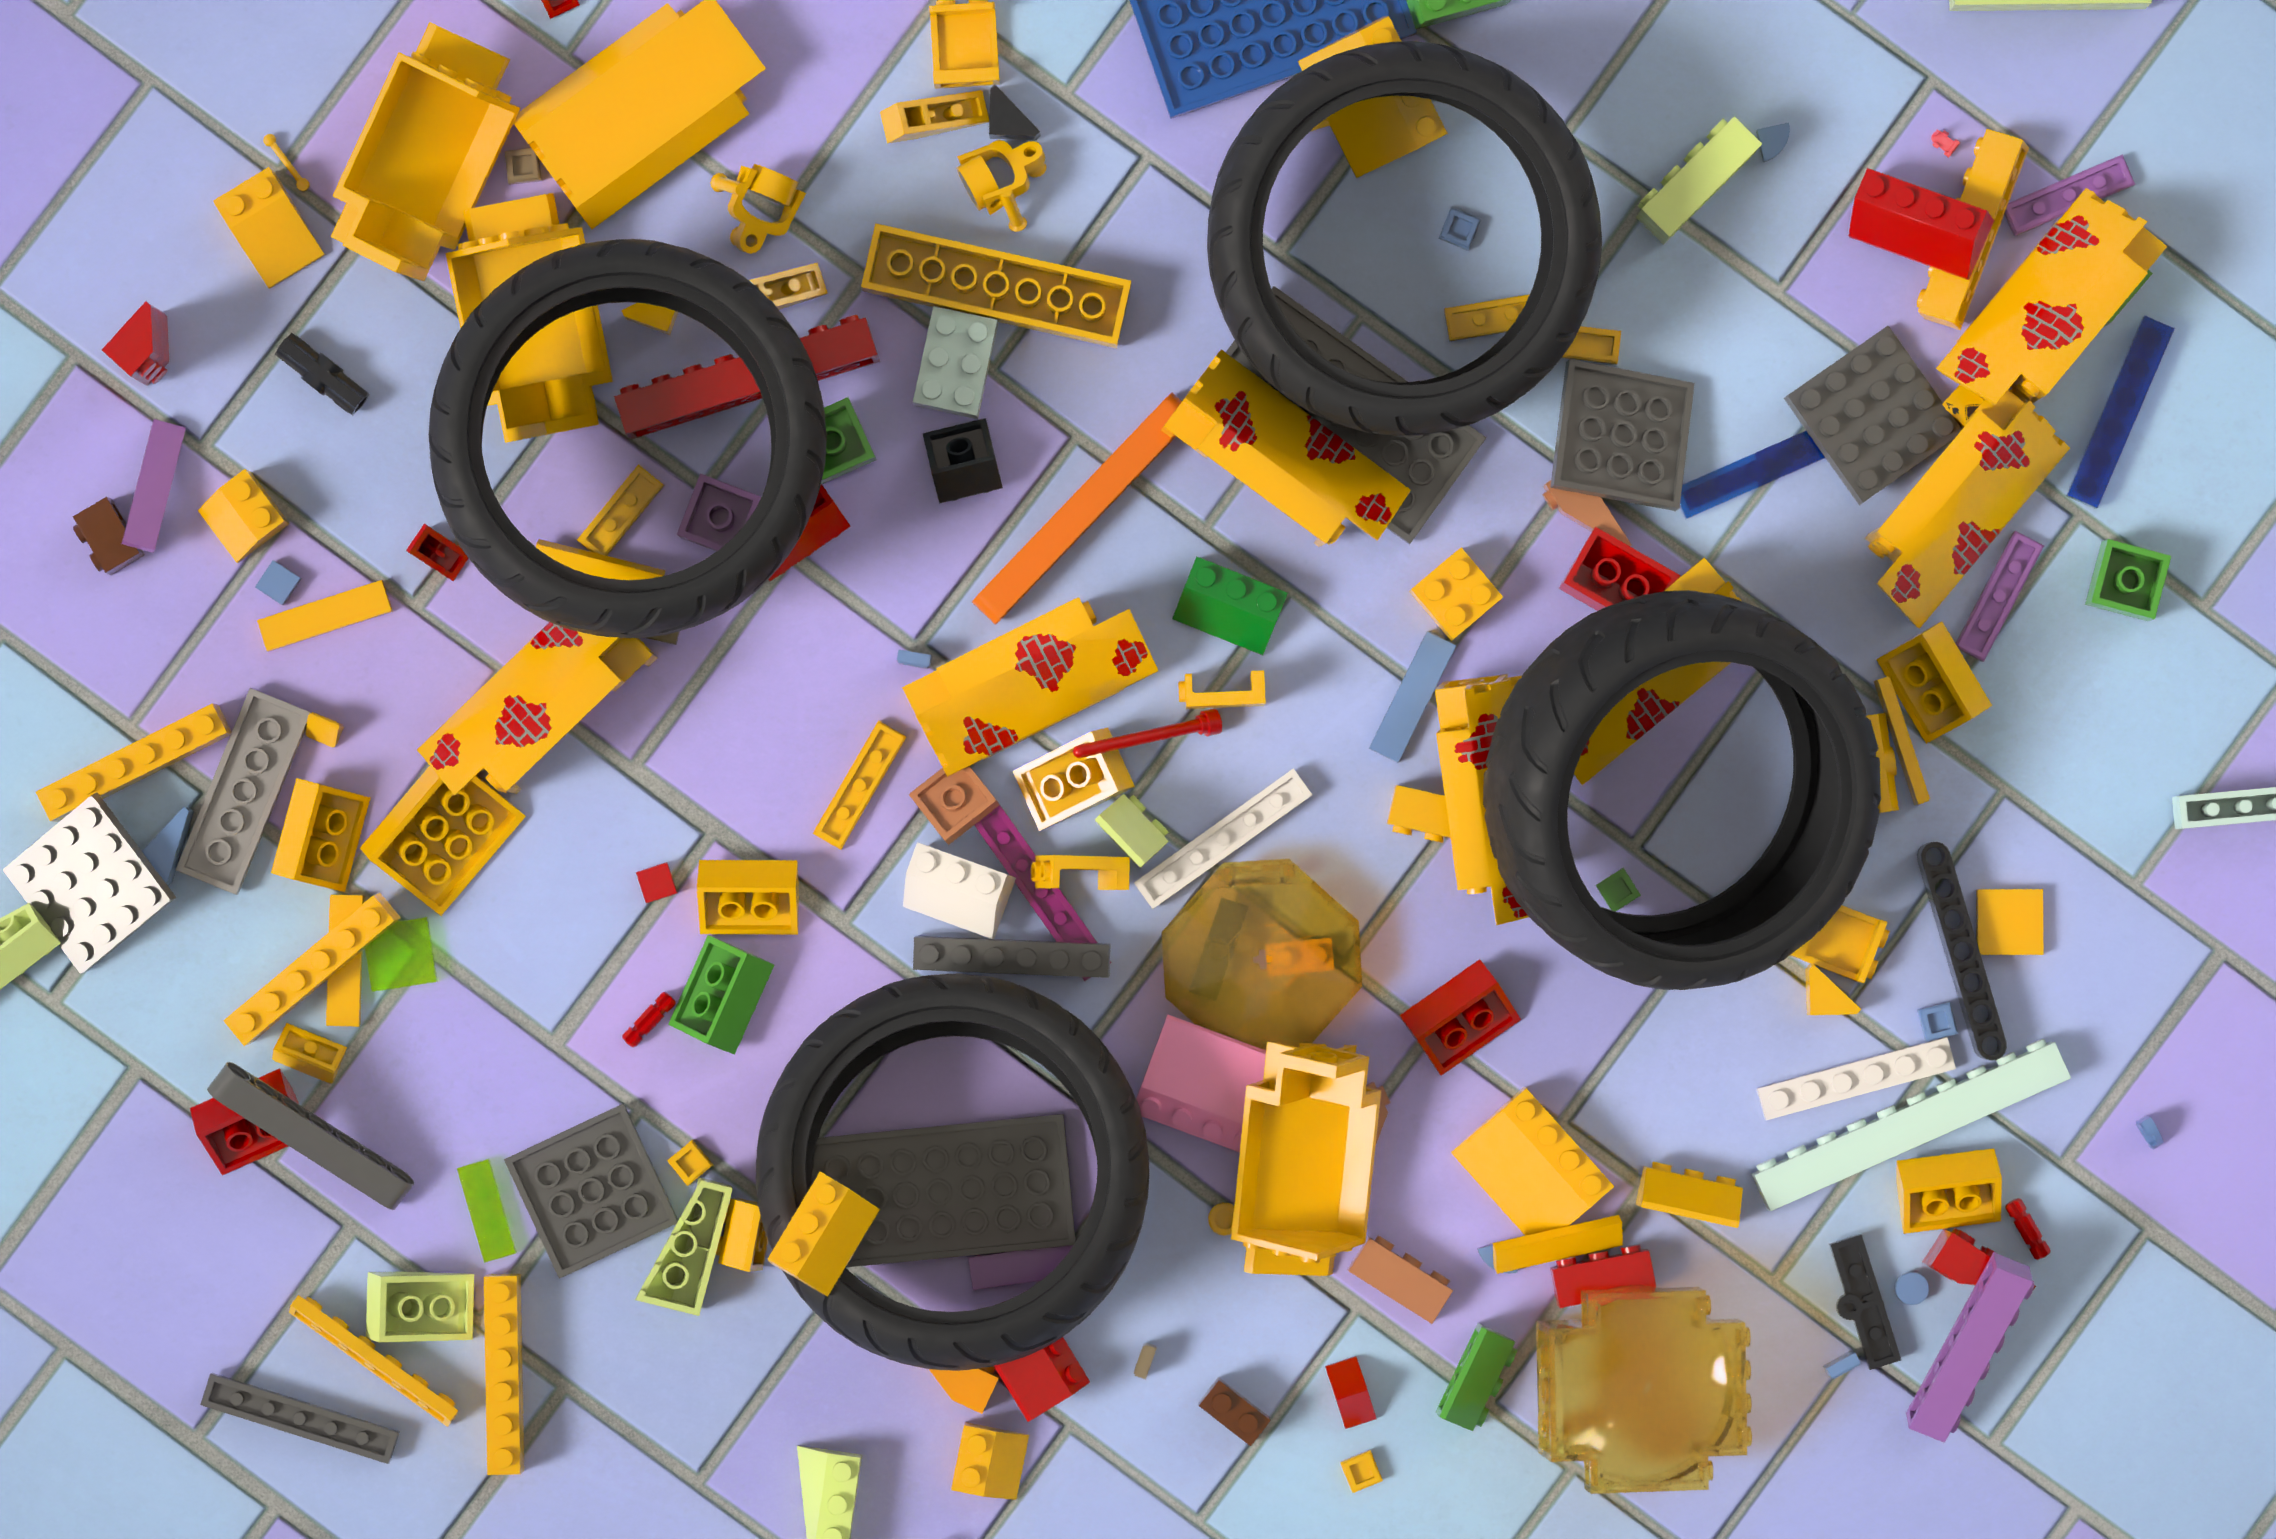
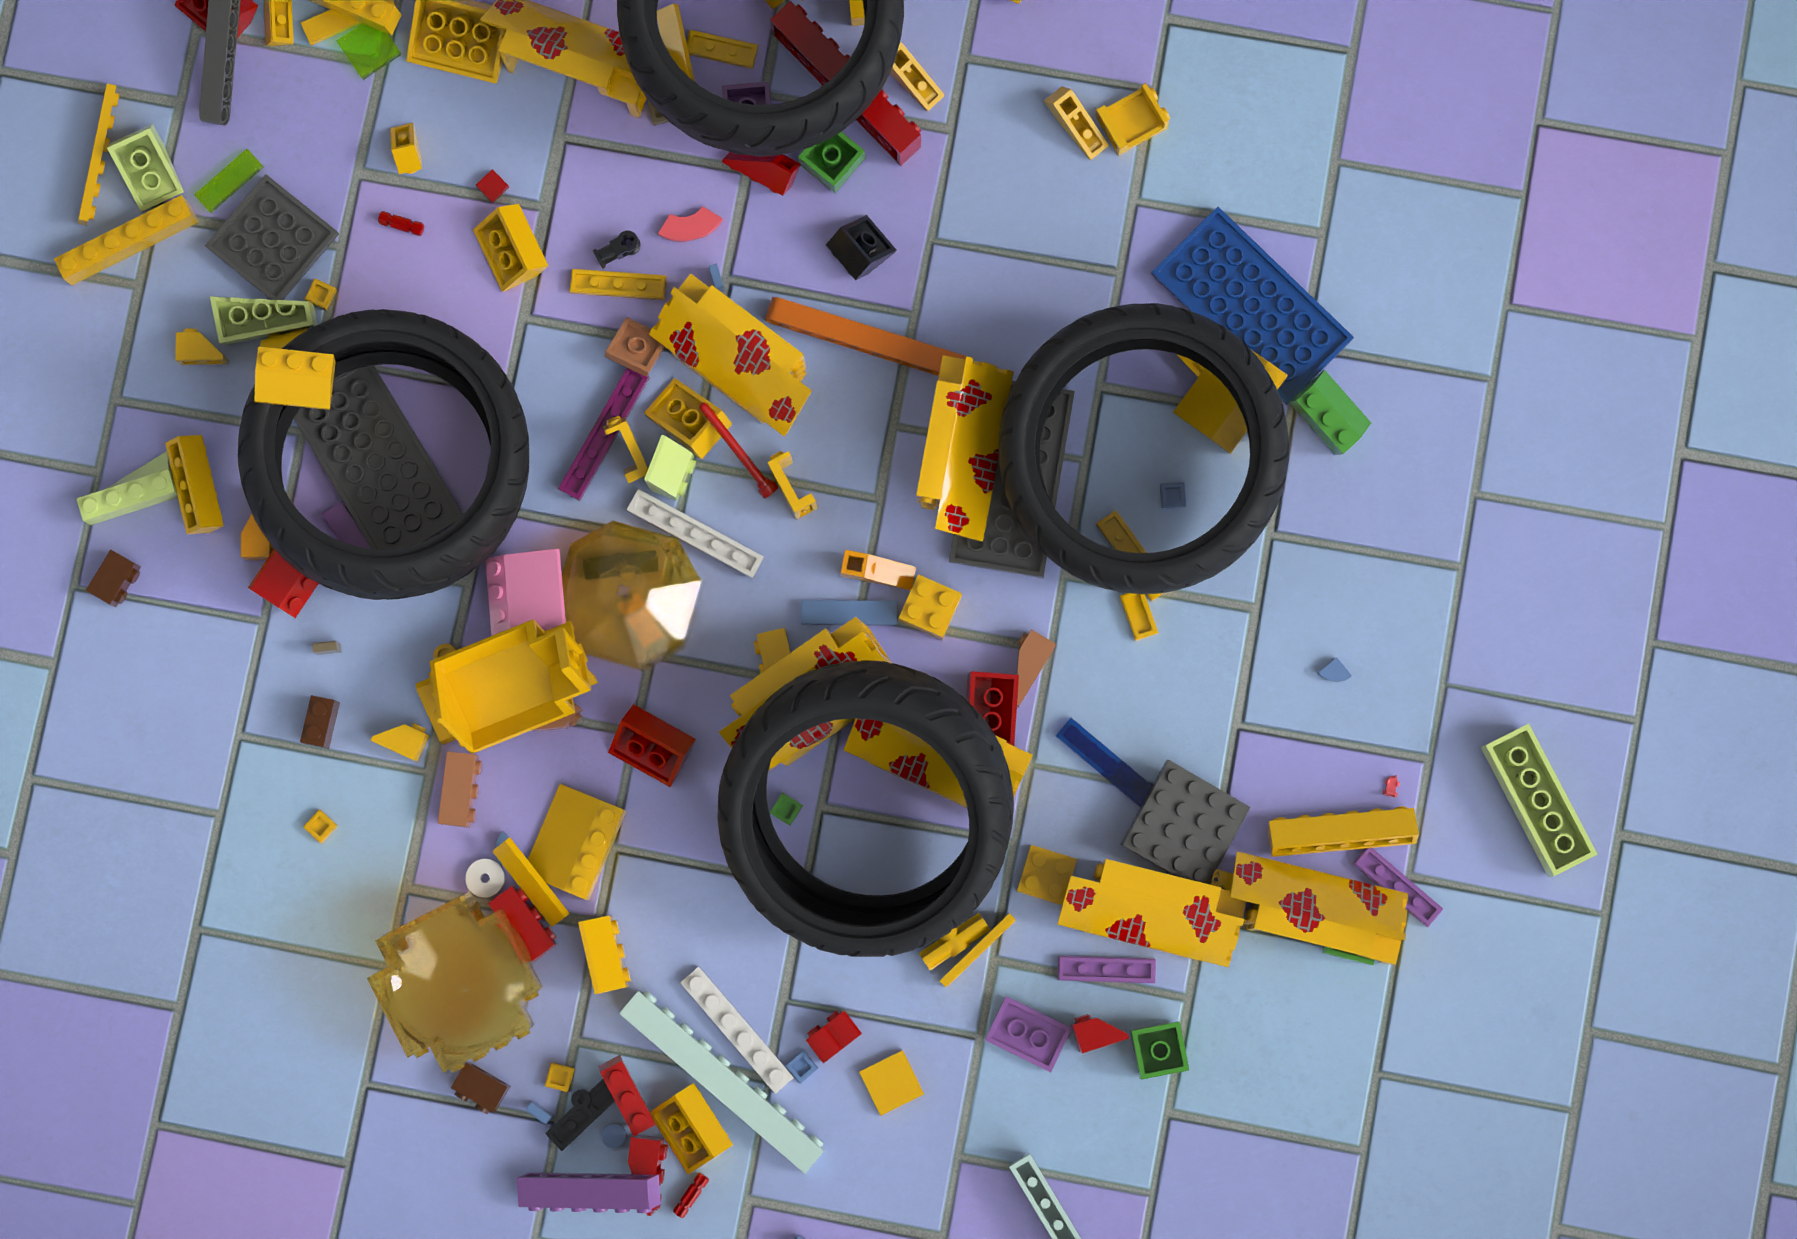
camera: 70 degrees right, 5 degrees down
(300, 1418) = (38, 127): dark grey plate -> none
(556, 968) = (405, 148): none -> yellow slope
(687, 1348) = (196, 349): none -> yellow slope
(721, 994) = (438, 261): bright green slope -> none
(768, 184) = (977, 37): yellow piece -> none
(816, 767) = (618, 248): none -> black connector
(831, 660) = (691, 227): none -> coral tile
(860, 1430) = (194, 484): none -> yellow brick
(955, 362) = (922, 211): light aqua brick -> none
(956, 890) = (578, 376): white slope -> none
(982, 187) = (1045, 173): yellow piece -> none
(989, 1462) = (213, 578): yellow slope -> none
(996, 285) = (985, 213): yellow brick -> none
(1007, 120) = (1096, 169): black slope -> none
(1011, 956) = (551, 434): dark grey plate -> none
(1229, 605) = (850, 464): green slope -> none
(1307, 1319) = (404, 740): none -> yellow slope
(1350, 1392) = (369, 793): red slope -> none
(1379, 636) = (877, 570): none -> light orange slope
(1476, 1378) = (415, 871): bright green slope -> none
(1523, 1313) = (475, 873): none -> white piece
(1622, 435) = (1088, 664): dark grey plate -> none
(1702, 176) = (1283, 632): yellowish green brick -> none
(1778, 1422) = (480, 1087): none -> reddish brown brick
(1809, 1321) = (559, 1077): none -> yellow tile
(1824, 996) = (781, 981): yellow slope -> none
(1846, 945) = (823, 976): yellow panel -> none
(1850, 612) = (1046, 874): none -> yellow plate
(1874, 1248) = (626, 1095): none -> red brick
(1919, 224) = (1327, 793): red slope -> none
(1920, 965) = (833, 1036): none -> red brick
(1934, 682) = (1027, 953): yellow slope -> none
(1973, 963) = (845, 1065): black beam -> none
(2031, 728) = (1028, 1034): none -> medium lavender plate
(2073, 647) = (1095, 1033): none -> red slope
(2120, 412) = (1270, 991): clear blue plate -> none

